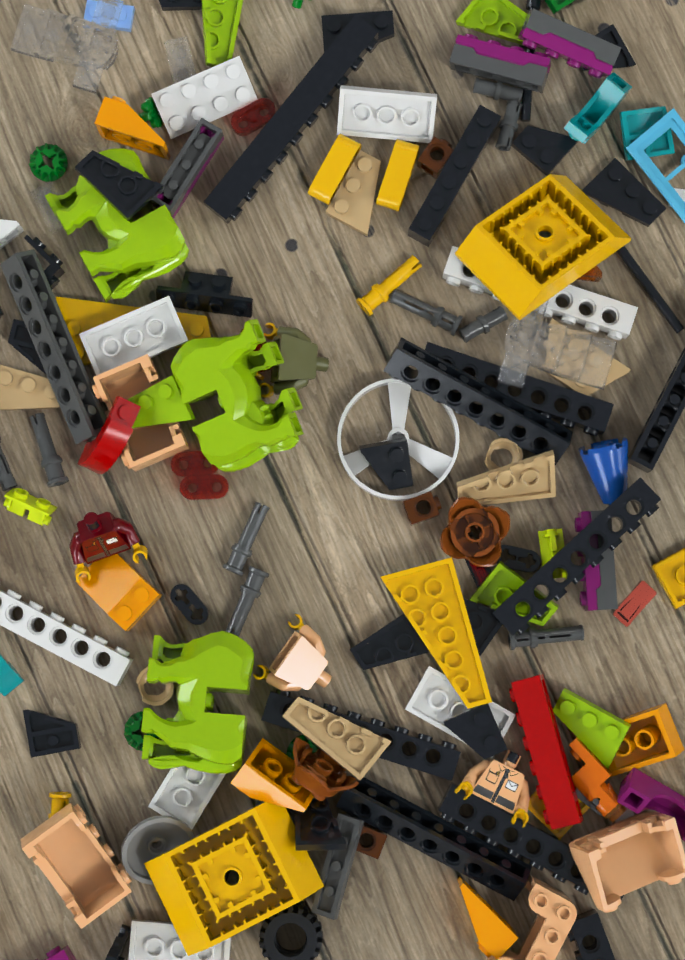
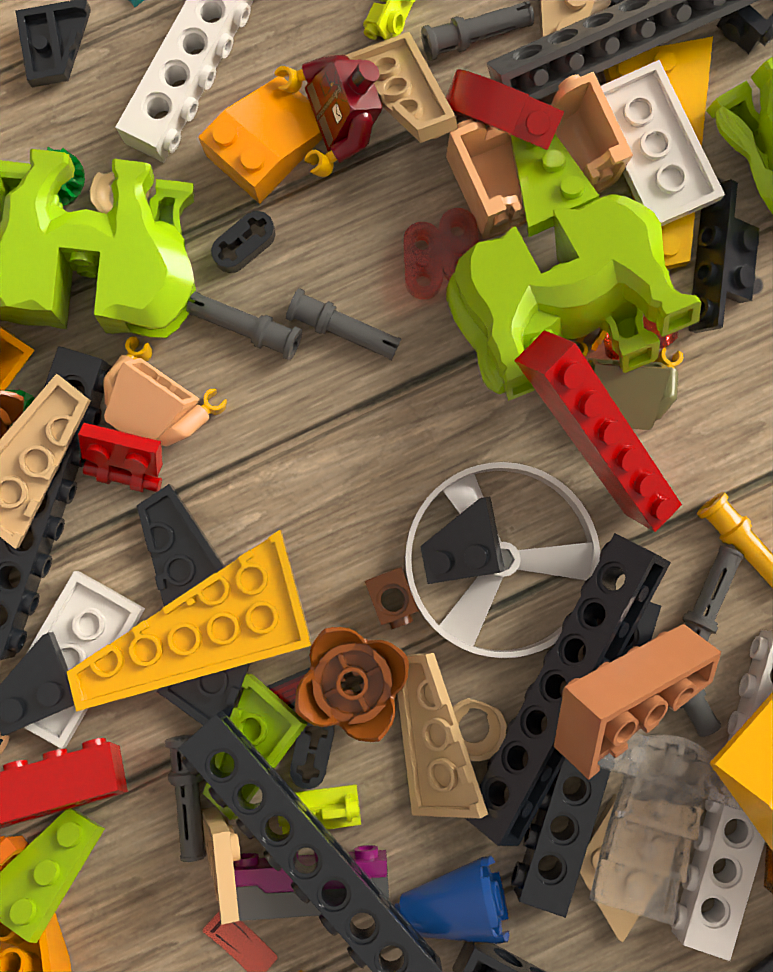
camera: 80 degrees right, 0 degrees up
(91, 495) = (409, 87): none -> tan wing
(324, 378) = (598, 428): none -> red brick
(333, 679) = (121, 457): none -> red plate
(480, 363) = (631, 695): none -> nougat wedge
(576, 610) = (221, 850): none -> tan wing

